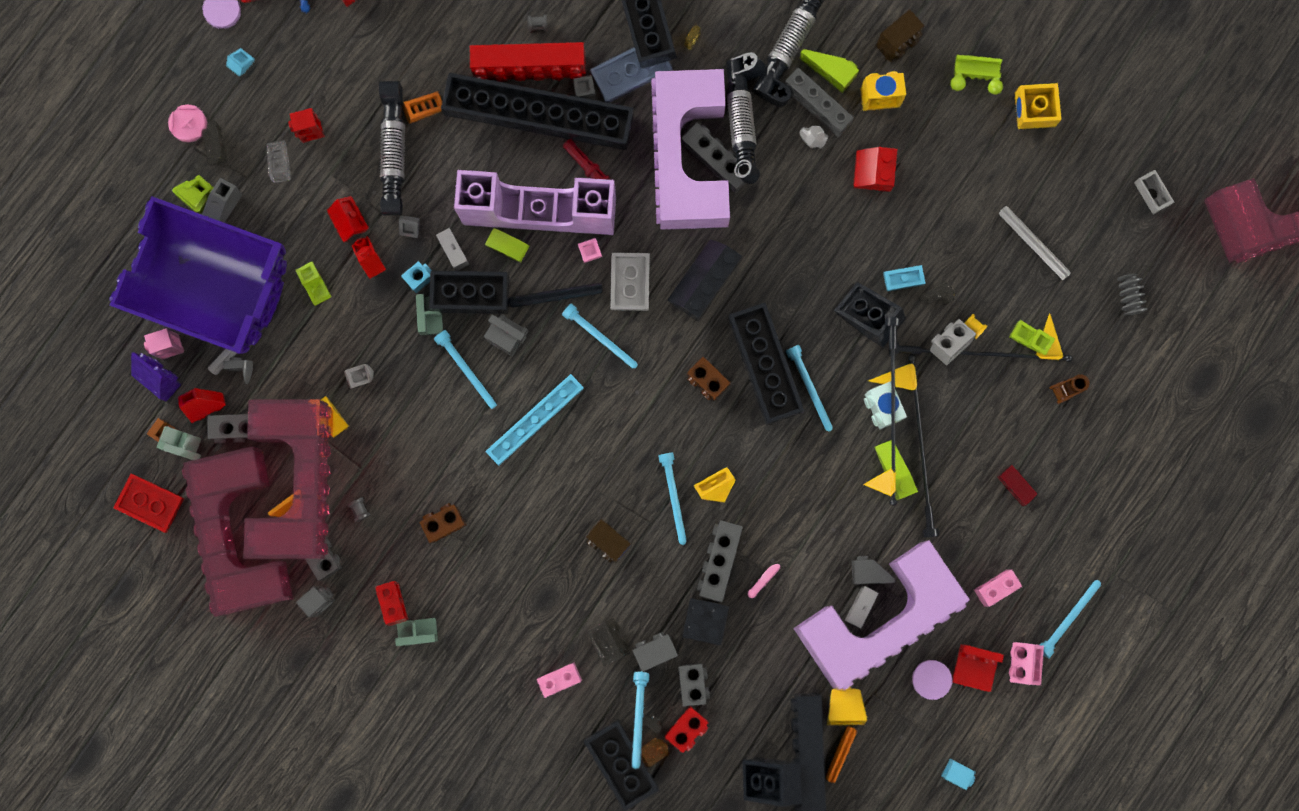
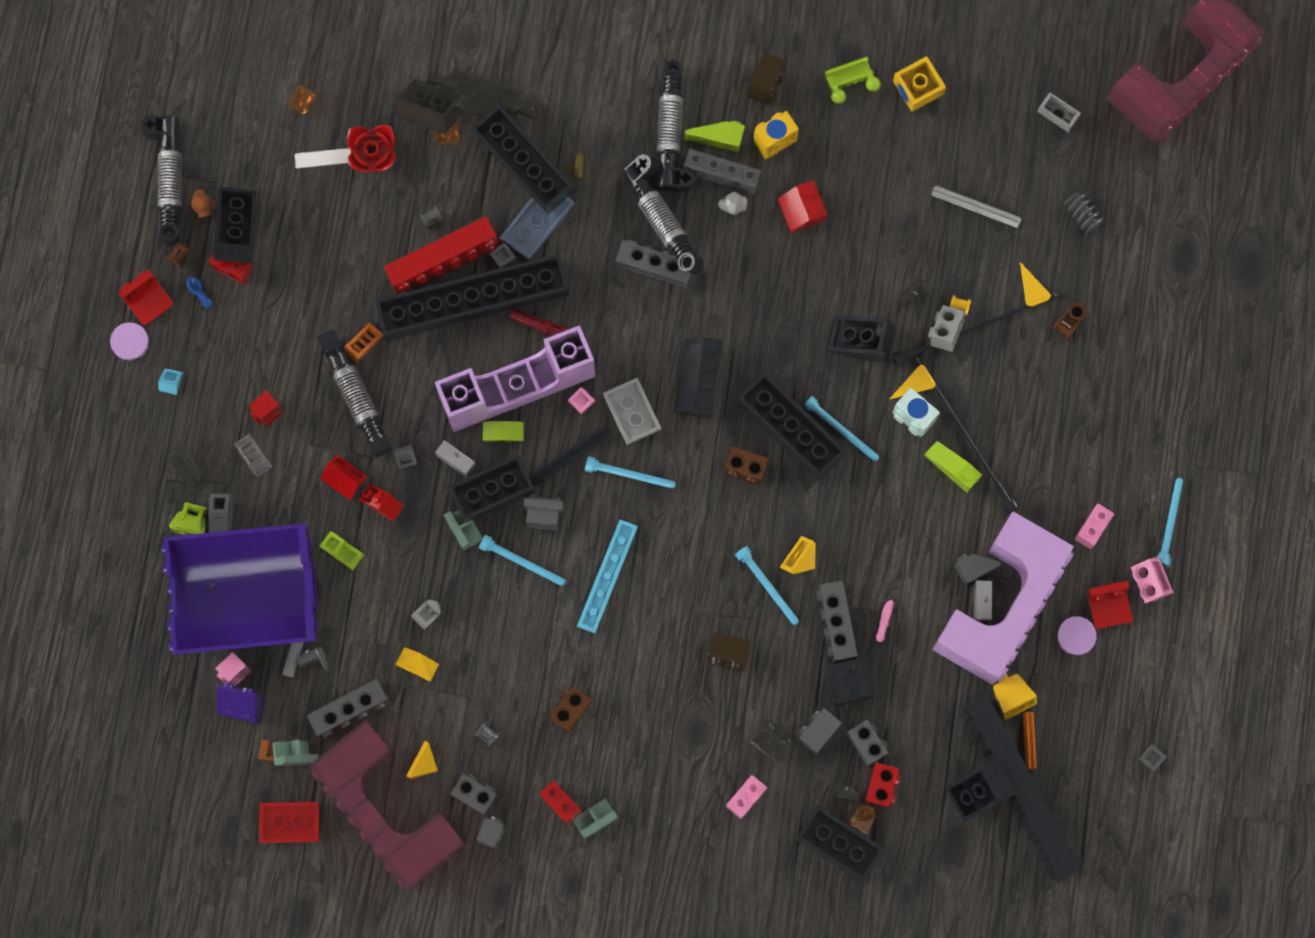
camera: 30 degrees left, 5 degrees down
(187, 123) = (149, 460): bright pink tile -> none
(199, 403) = (293, 708): red slope -> none
(304, 527) = (448, 775): clear pink arch -> none
(409, 276) = (436, 507): medium azure brick -> none
(641, 680) = (819, 762): medium azure piece -> none
(678, 99) = (640, 315): lavender arch -> none
(887, 481) = (950, 478): black piece -> none
(904, 278) = (876, 292): medium azure plate -> none
(958, 774) = (1141, 706): medium azure brick -> none
(1017, 485) = (1067, 428): dark red slope -> none
(1032, 338) = (1015, 292): lime slope -> none

